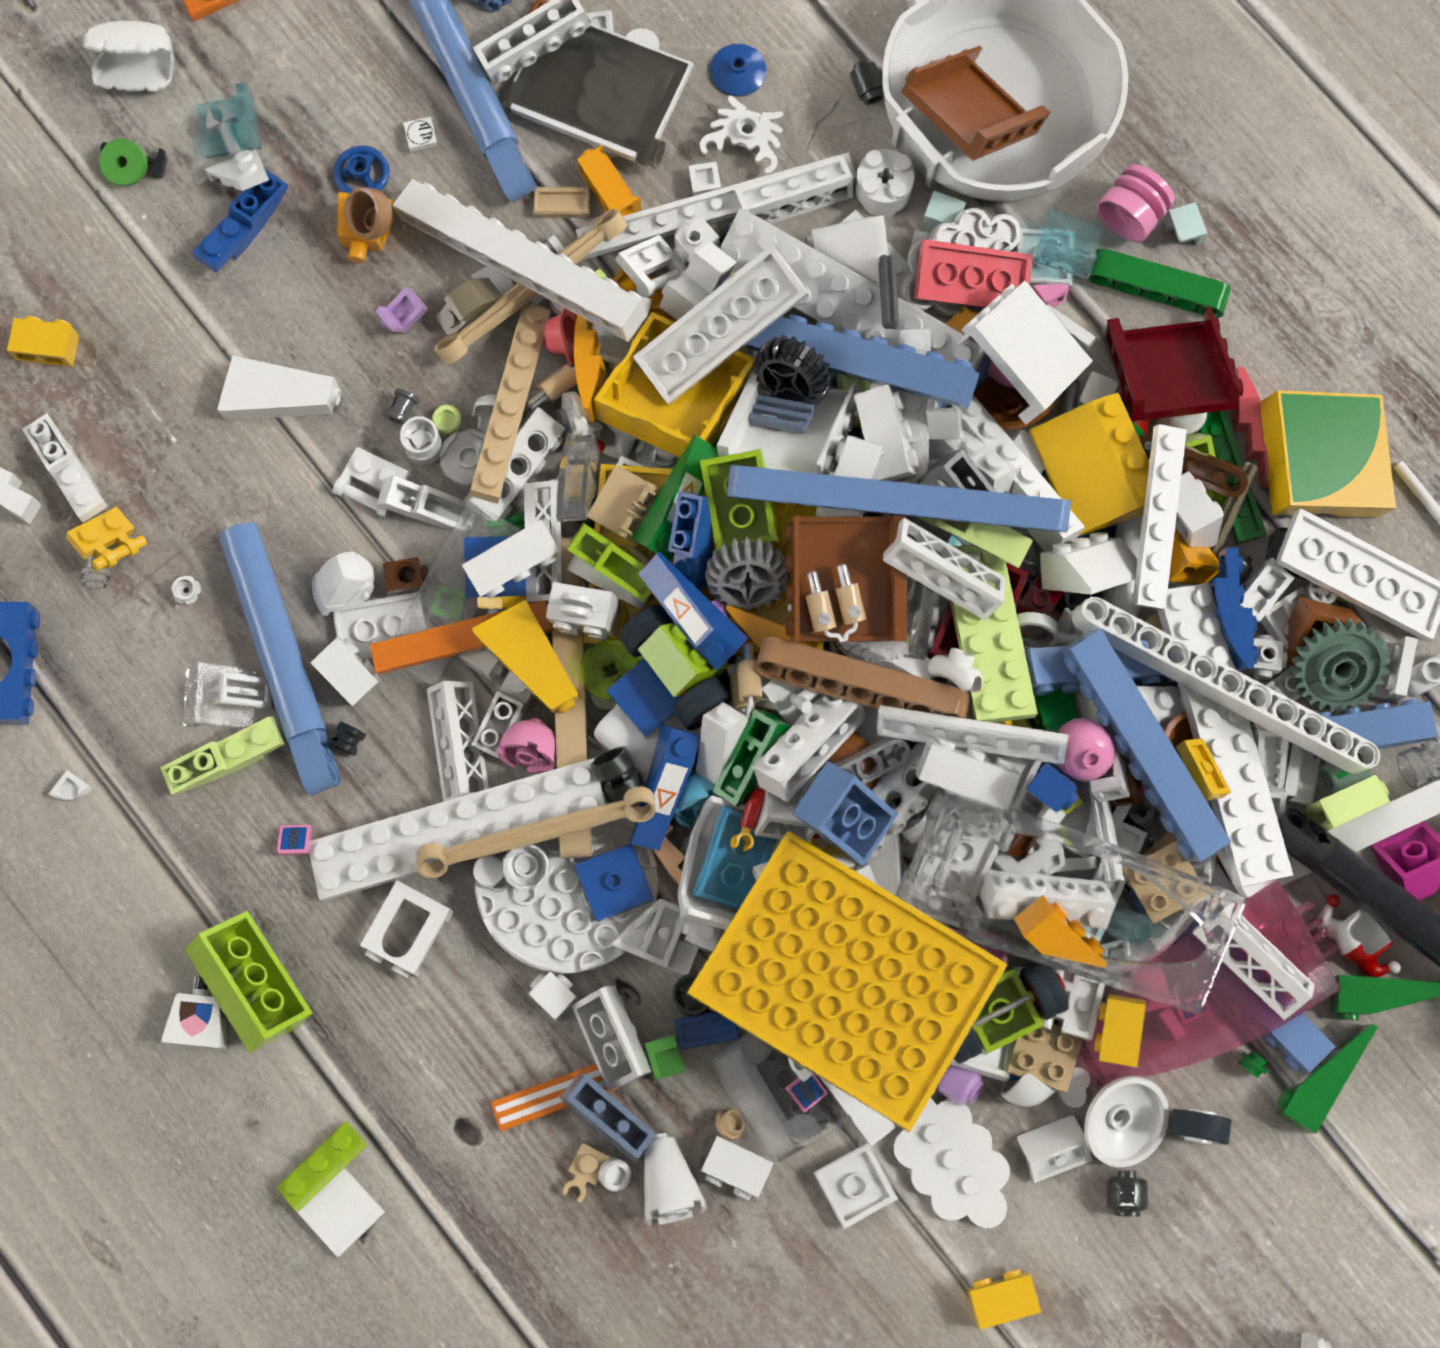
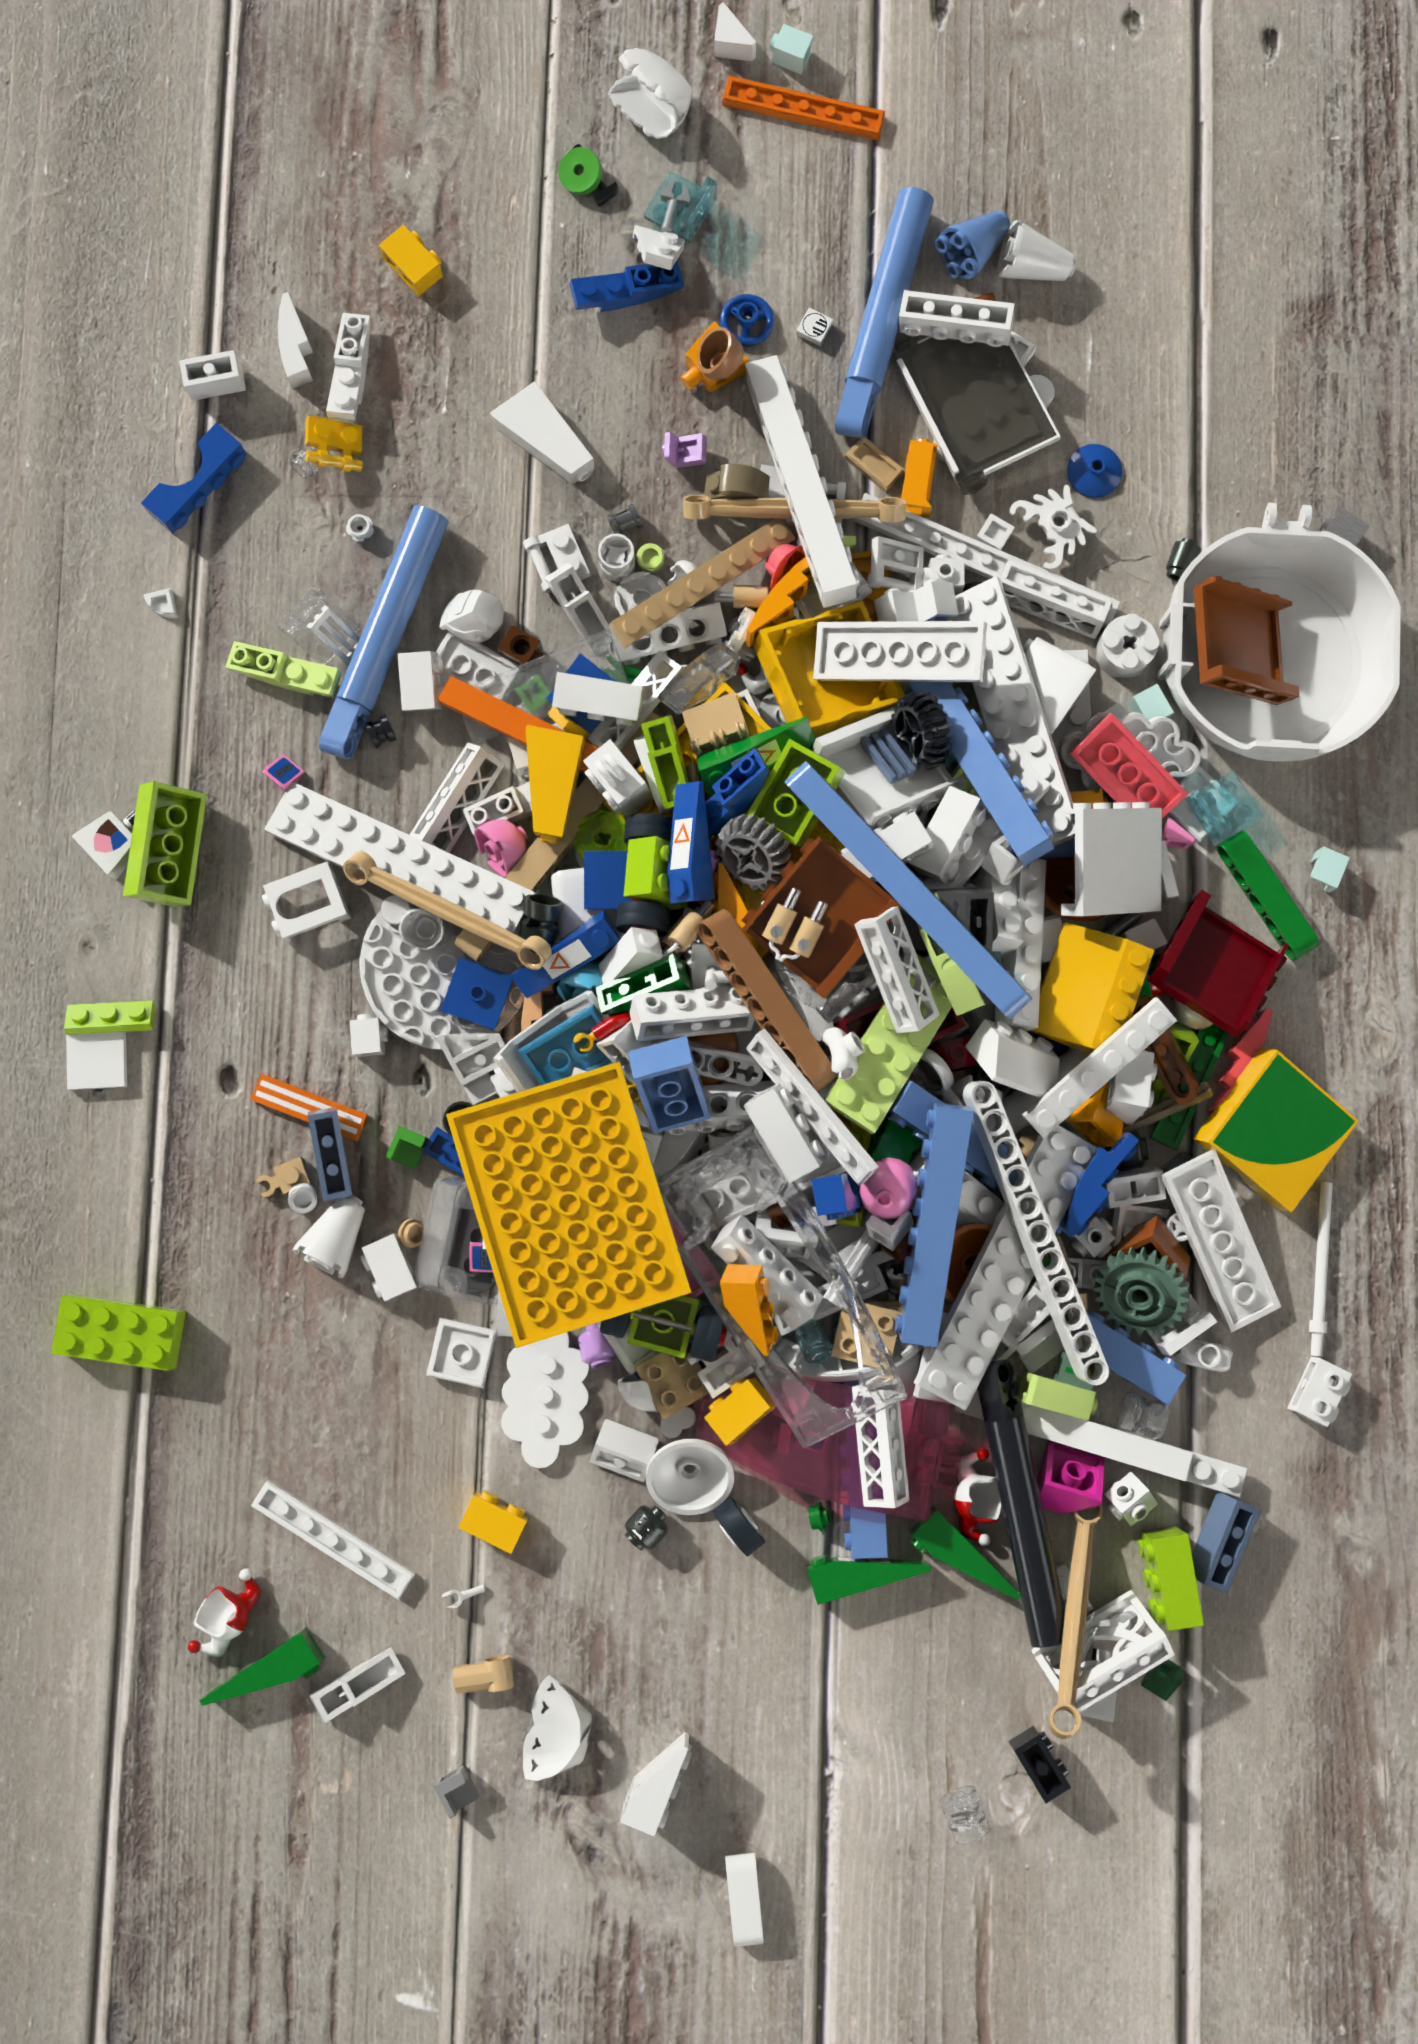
camera: 40 degrees right, 5 degrees up
(611, 1037) = (381, 1101): white slope -> none
(888, 292) = (1046, 730): dark grey axle -> none
(1135, 203) = (1302, 819): bright pink wheel -> none
(1203, 769) = (964, 1278): yellow plate -> none

